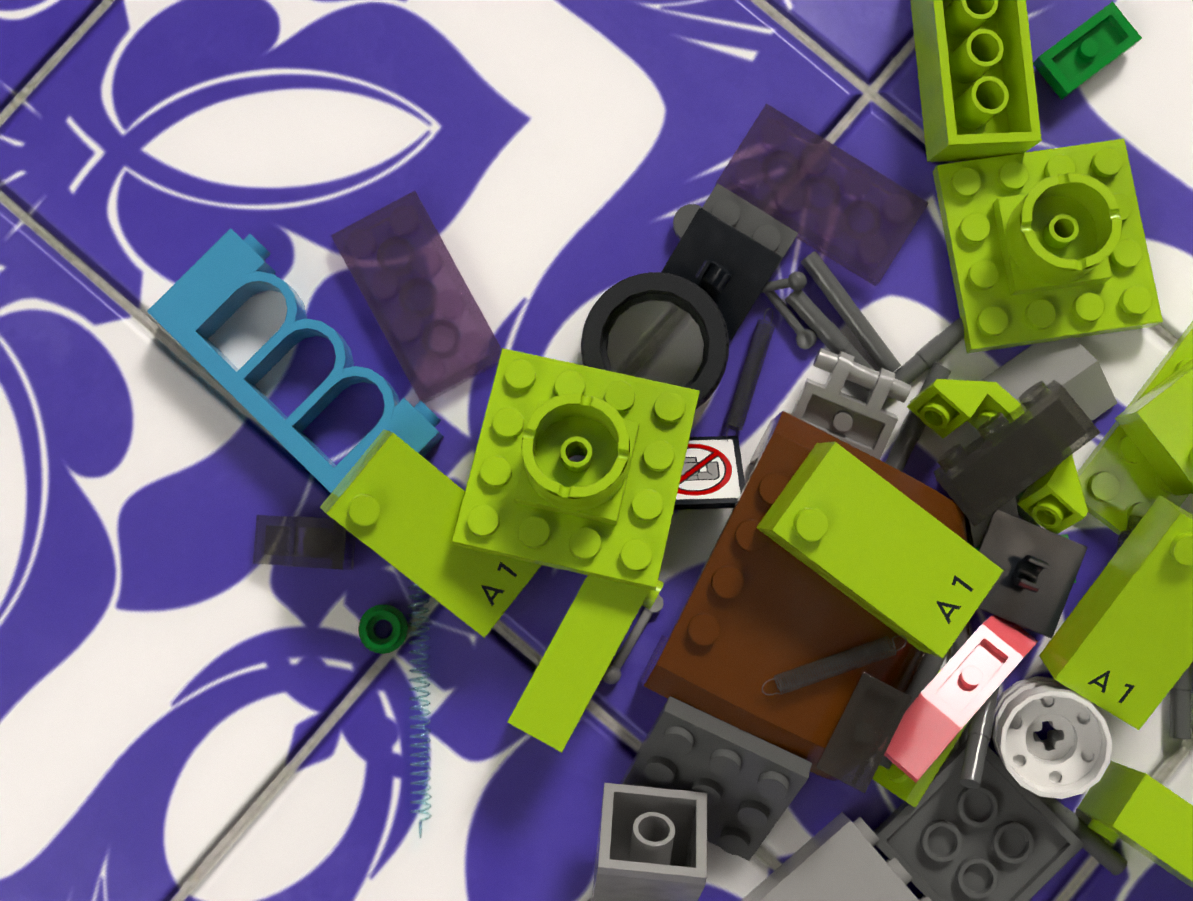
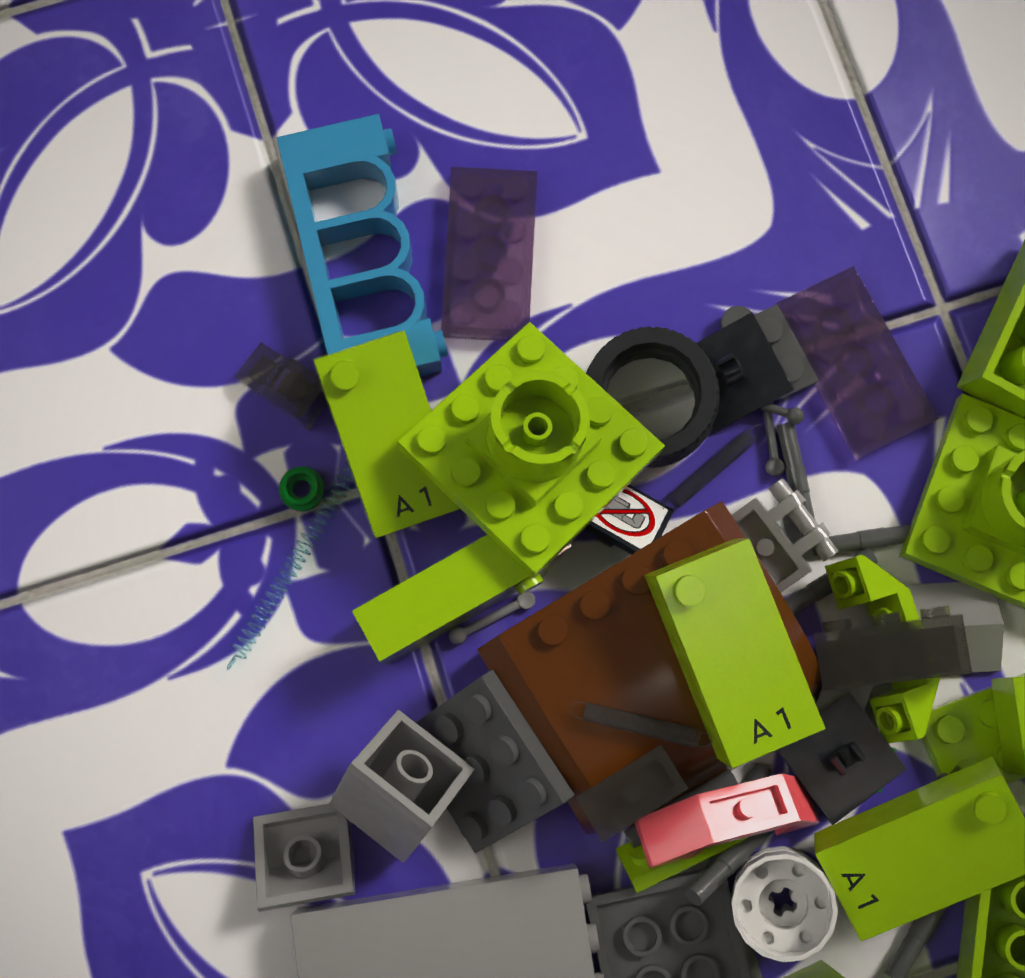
camera: 30 degrees right, 5 degrees down
(850, 312) = (823, 466): dark grey bar -> none

